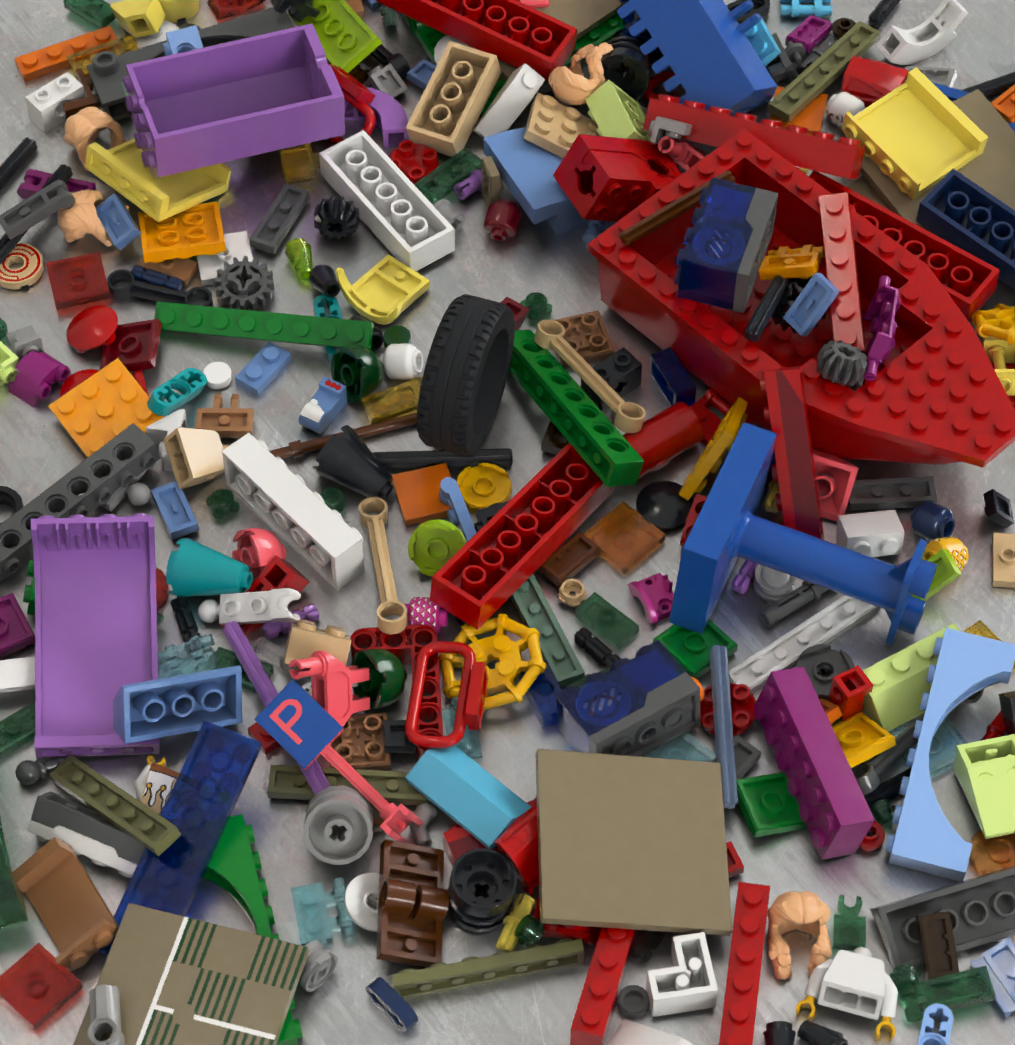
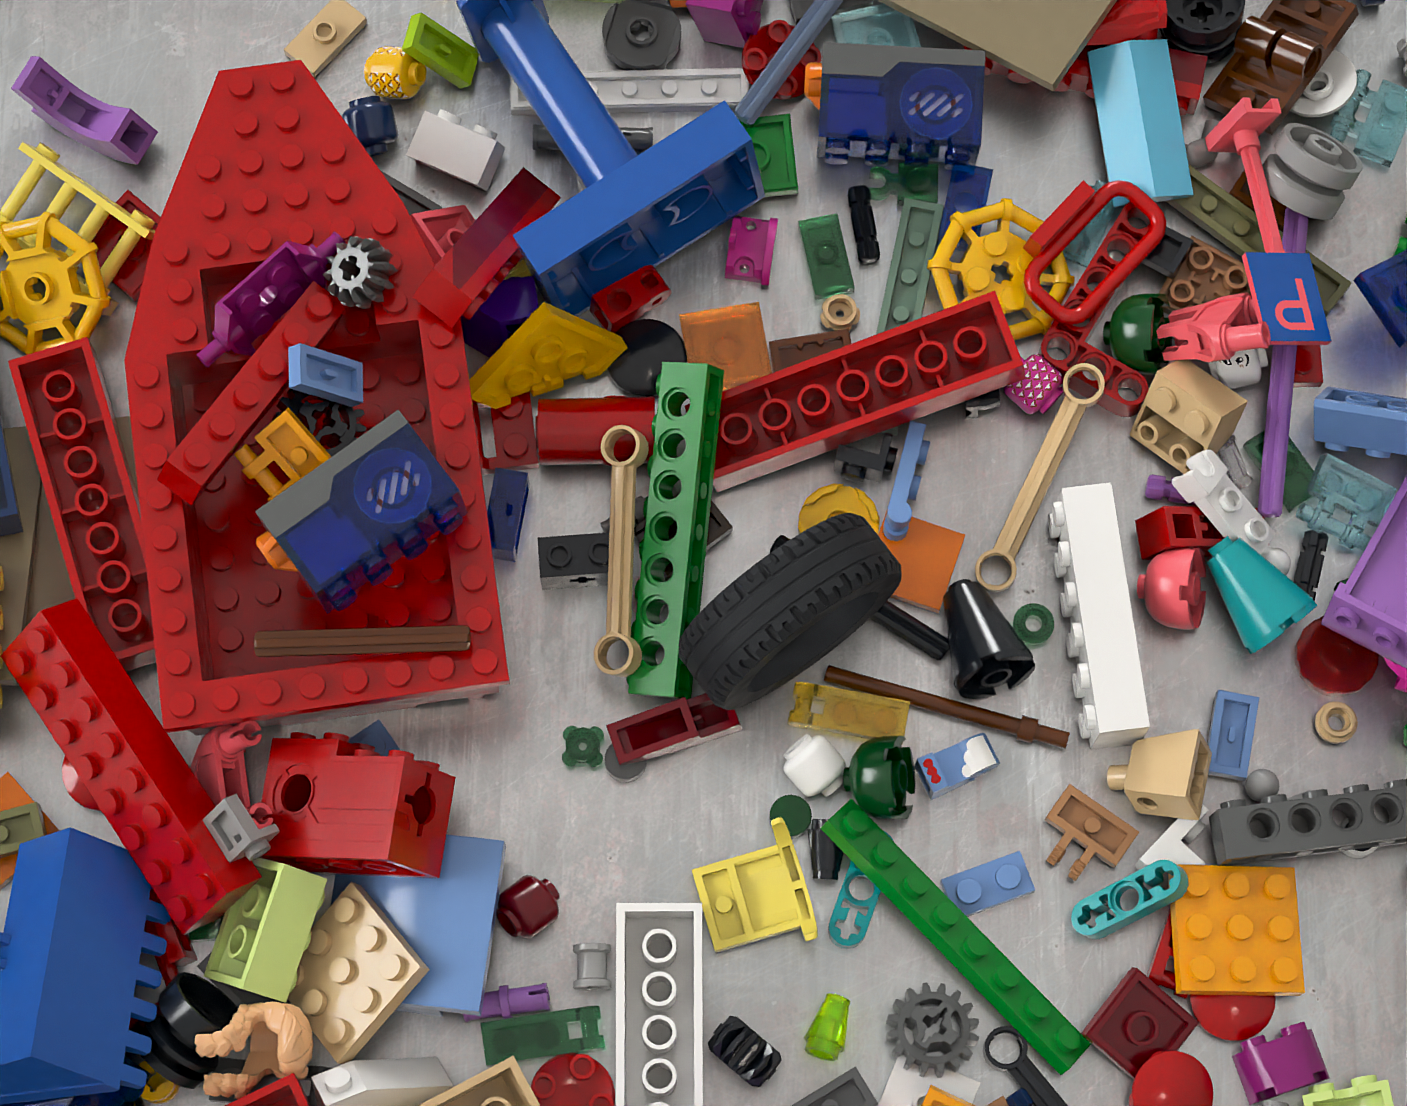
camera: 145 degrees left, 20 degrees up
(218, 375) = (1052, 913): white tile -> none
(222, 496) = (1174, 701): clear green plate -> none
(324, 280) = (826, 960): black cone -> none
(434, 545) = (959, 456): lime tile -> none
(491, 181) = (506, 960): dark tan plate -> none
(587, 336) = (561, 662): medium nougat tile -> none
(766, 308) = (404, 399): black axle -> none

